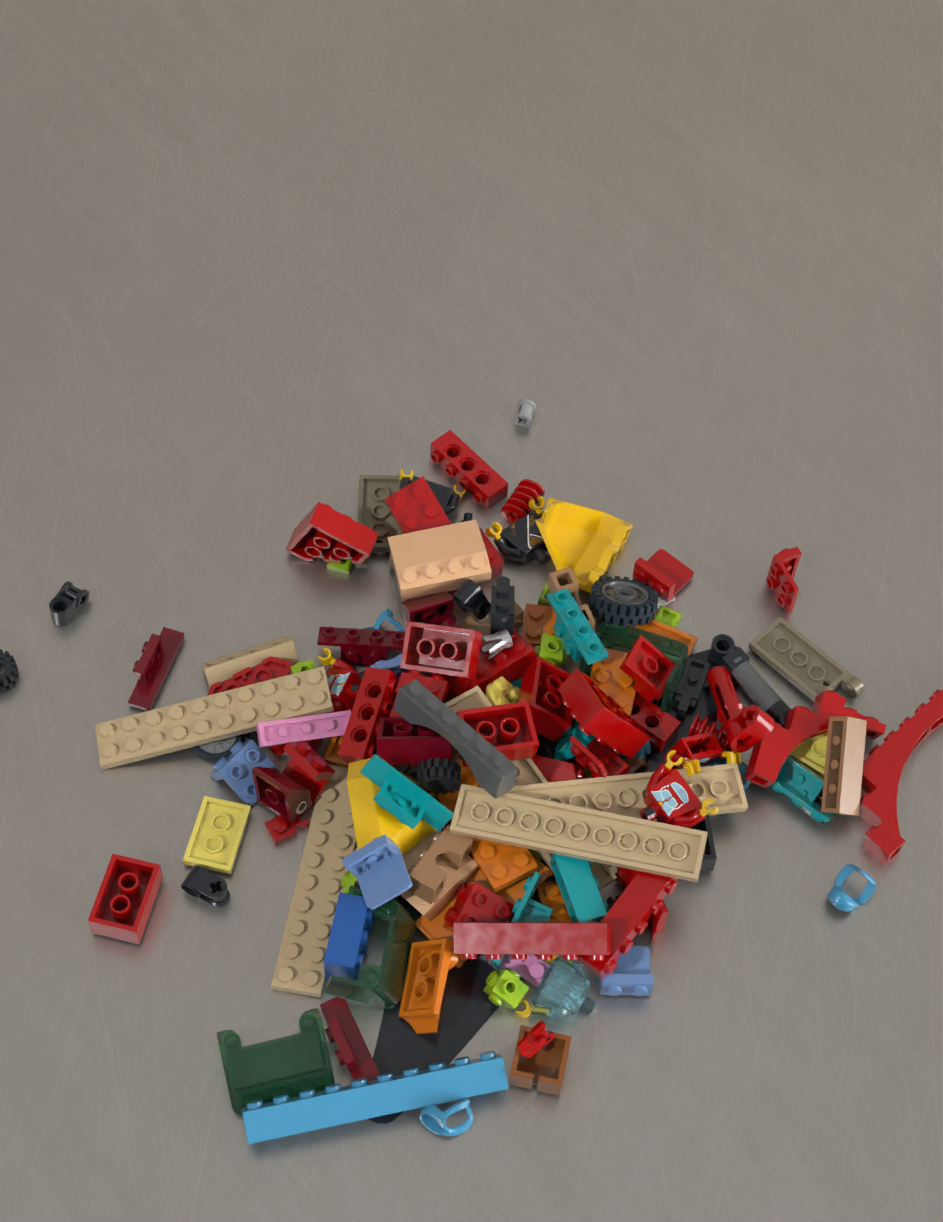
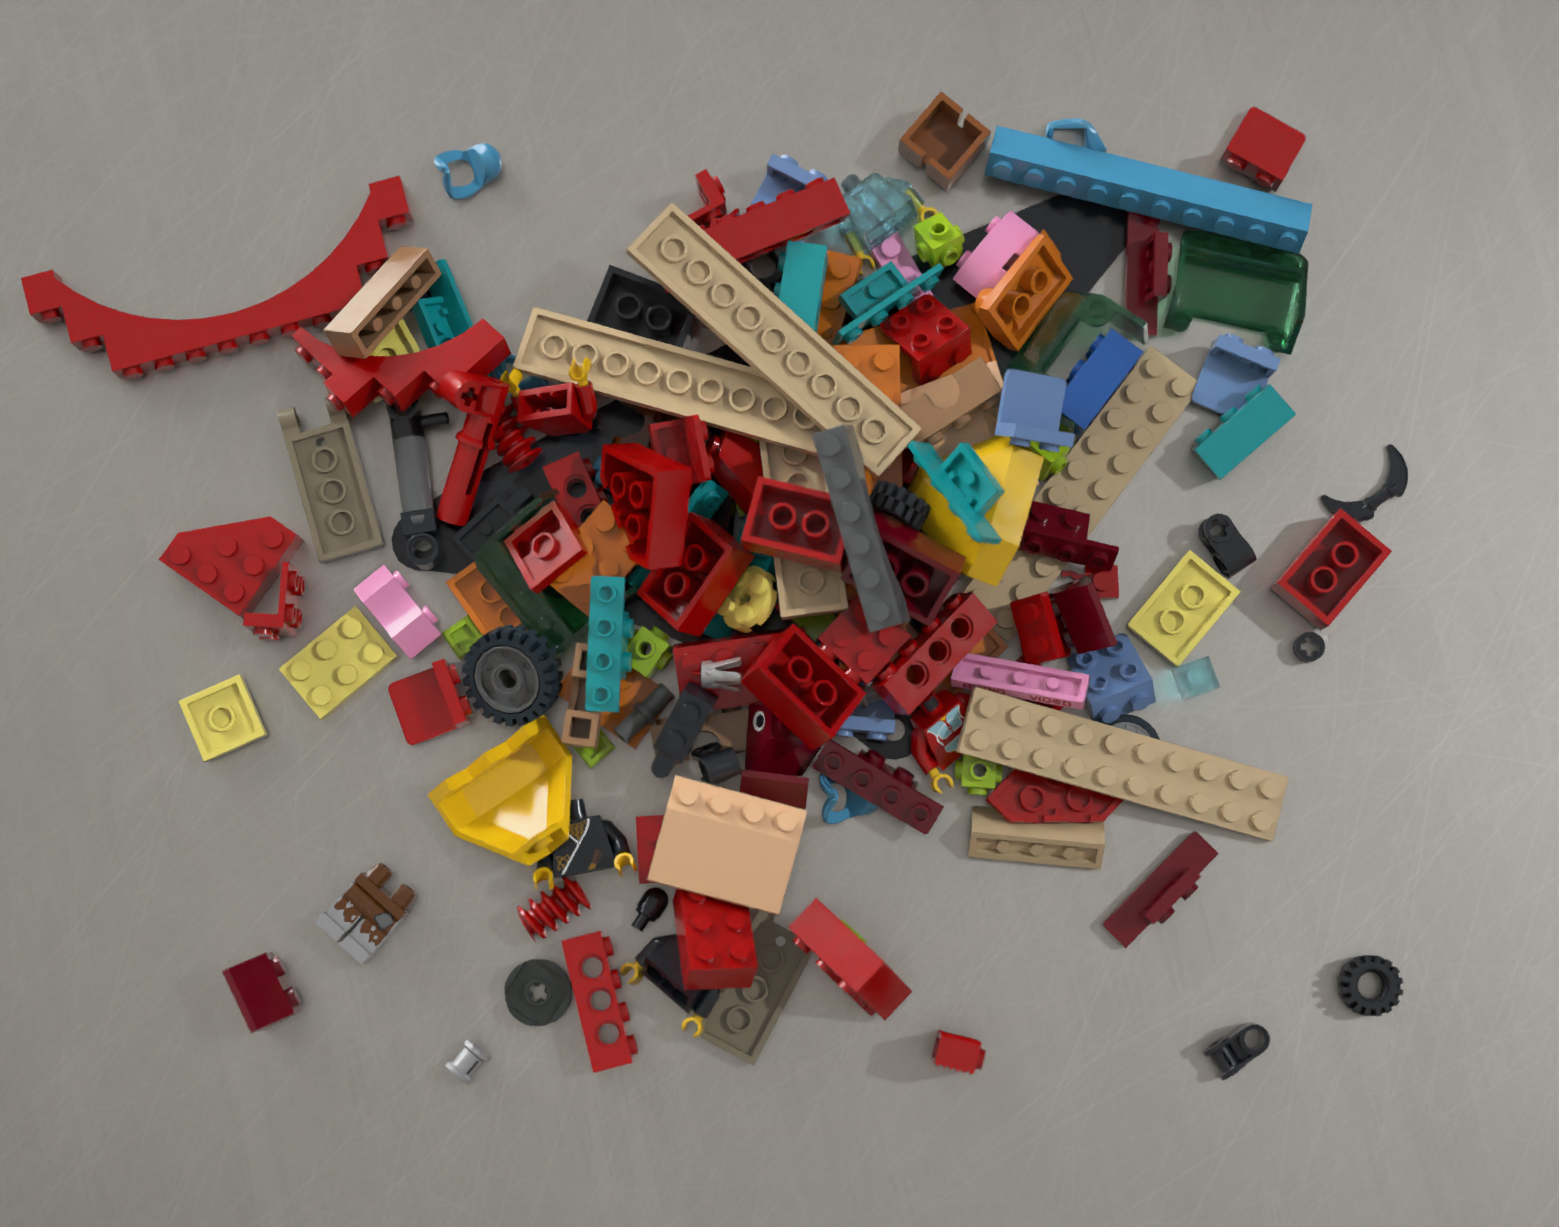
camera: 150 degrees left, 25 degrees up
(117, 957) = (1394, 486): none -> black piece
(120, 843) = (1315, 639): none -> black bush
(188, 793) = (1195, 678): none -> clear light blue brick
(227, 961) = (1242, 430): none -> teal brick
(241, 523) = (957, 1052): none -> red brick
(250, 997) = (1231, 373): none -> medium blue bracket
(303, 1175) = (1263, 148): none -> red bracket
(324, 835) = (1063, 536): none -> dark red bracket
(460, 997) = (995, 254): none -> bright pink brick
(516, 456) = (519, 996): none -> pearl dark grey plate
(532, 616) = (644, 713): none -> dark grey pin
(532, 939) = (893, 249): brick -> none
(535, 1040) = (941, 148): red piece -> none
(625, 463) = (375, 905): none -> hips
(660, 392) = (262, 991): none -> dark red slope
(672, 799) = (627, 340): red torso -> none
(676, 938) = (712, 195): none -> red bracket
(715, 611) = (397, 611): none -> bright pink brick
(731, 574) = (338, 663): none -> light yellow plate
(776, 516) = (223, 718): none -> light yellow plate
(830, 594) = (233, 560): none -> red brick

